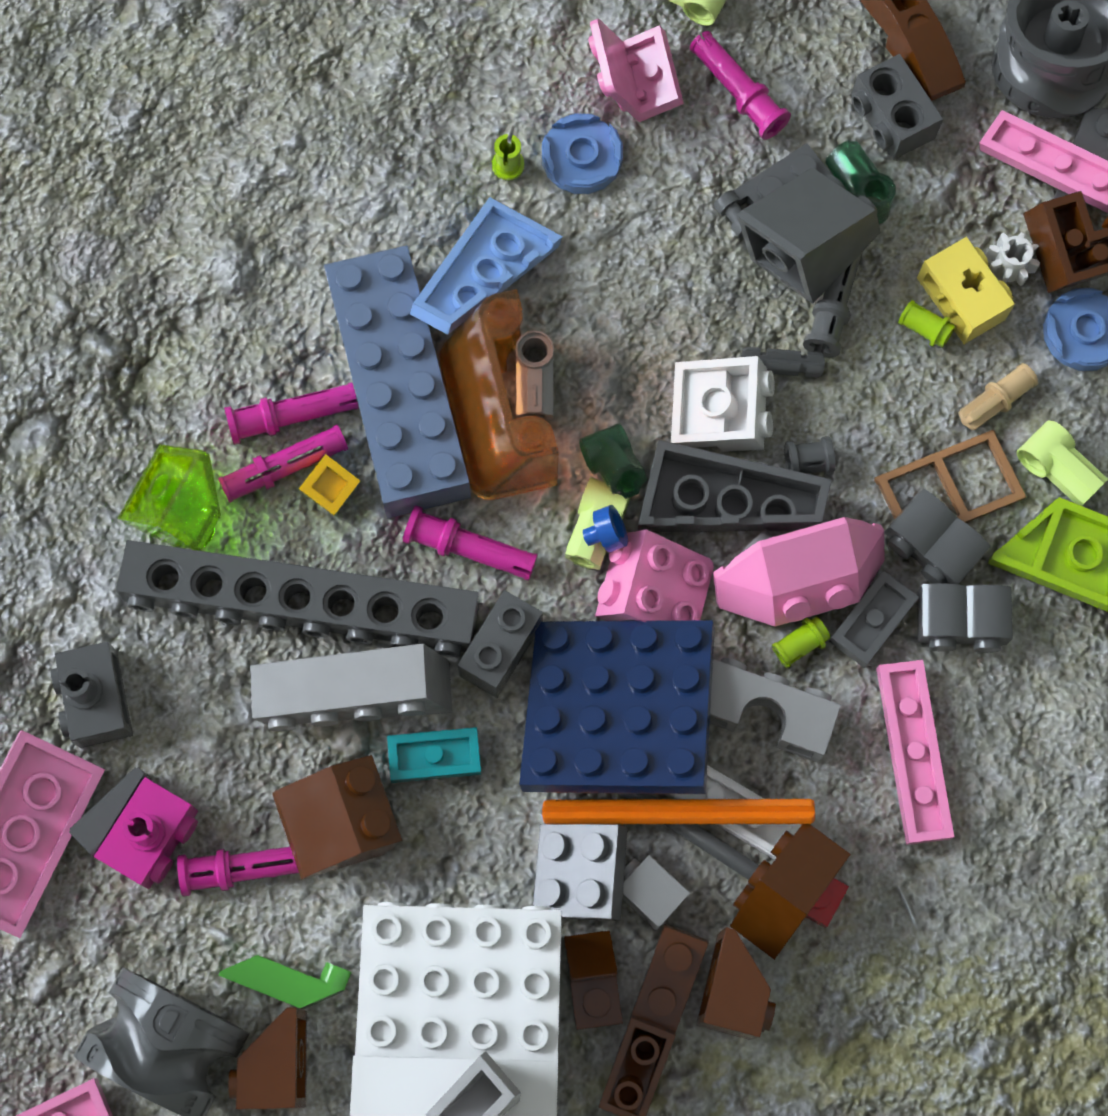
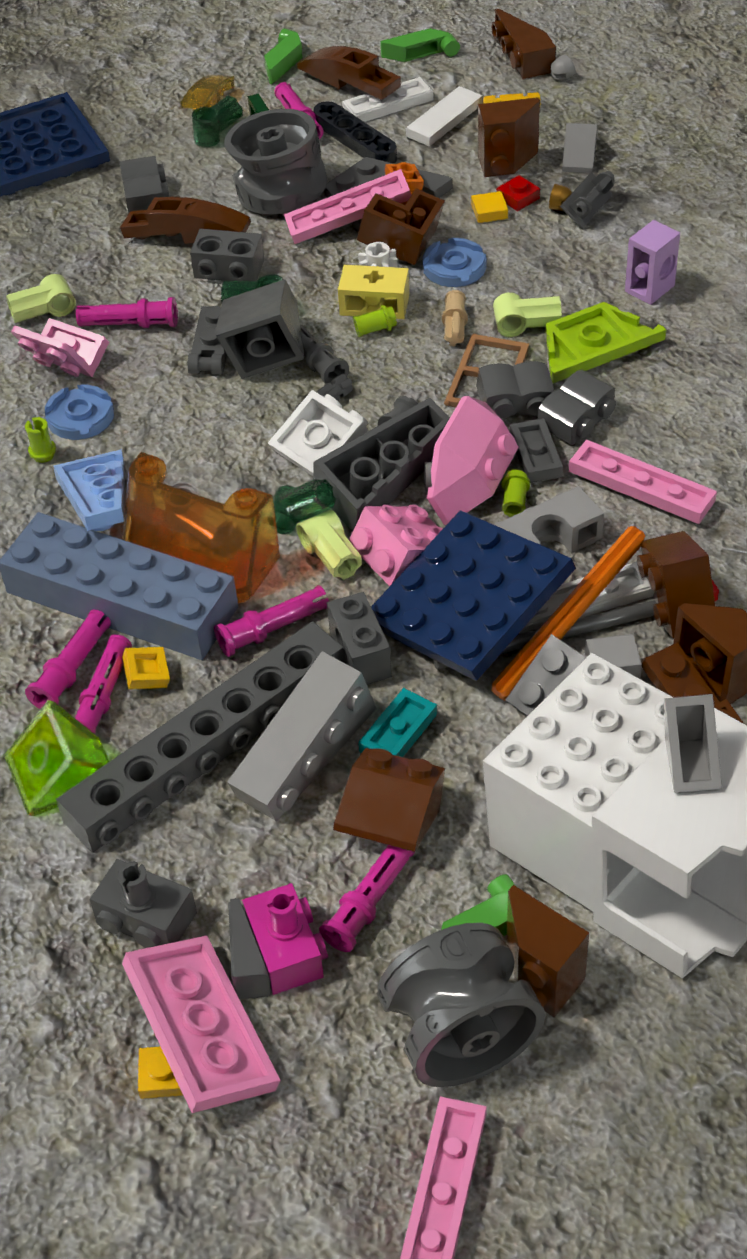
camera: 45 degrees left, 25 degrees down
(607, 529) = (344, 525): blue tile -> none

